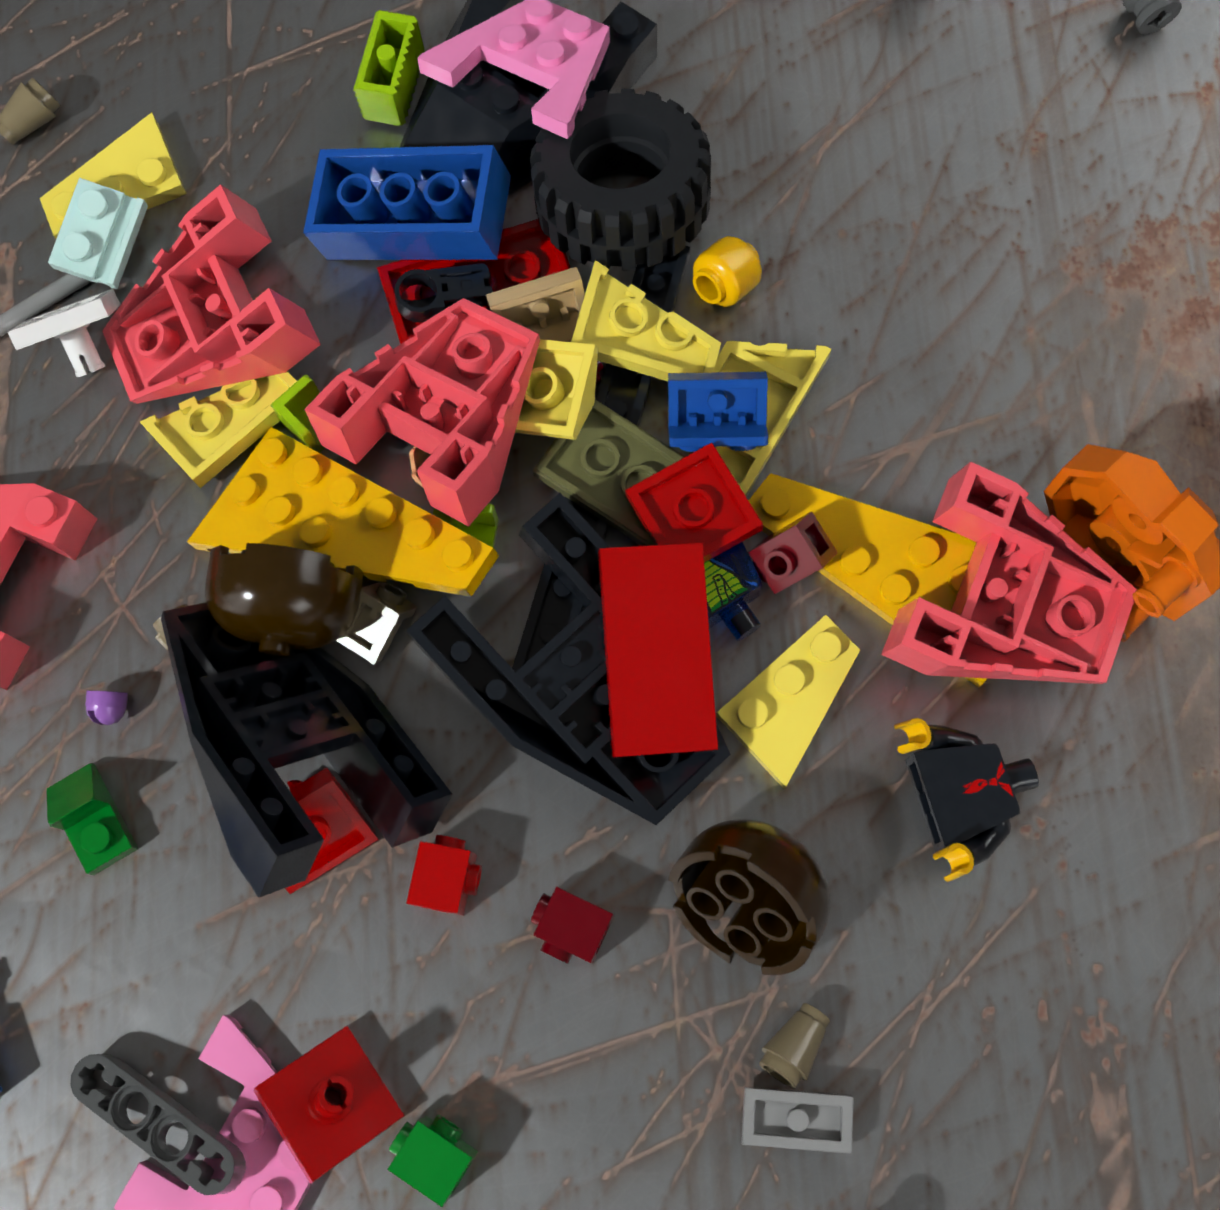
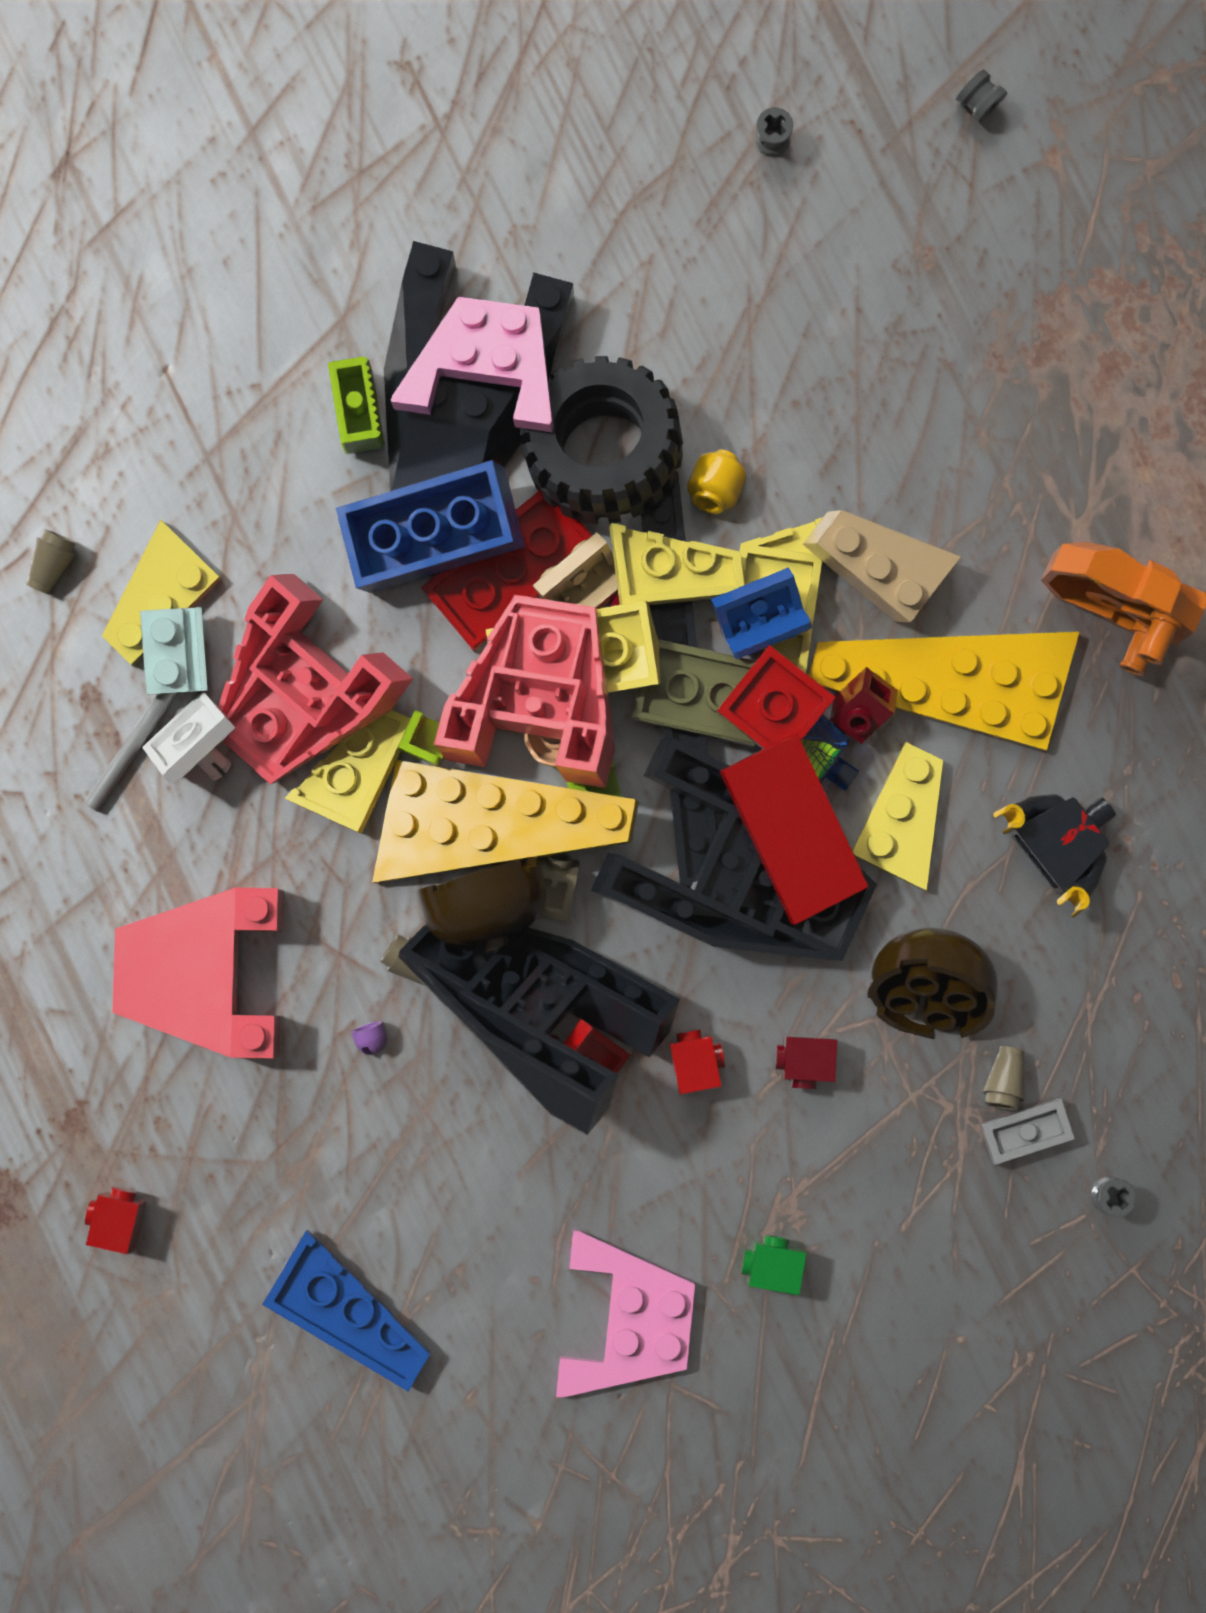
camera: 30 degrees left, 10 degrees up
(90, 819) = (398, 1128): green slope -> none
(152, 1130) = (561, 1330): dark grey beam -> none
(328, 1103) = (682, 1259): red tile -> none
(449, 286) = (498, 587): black piece -> none
(870, 407) = (881, 563): none -> tan wedge
(1028, 598) = (1058, 674): coral wedge -> none

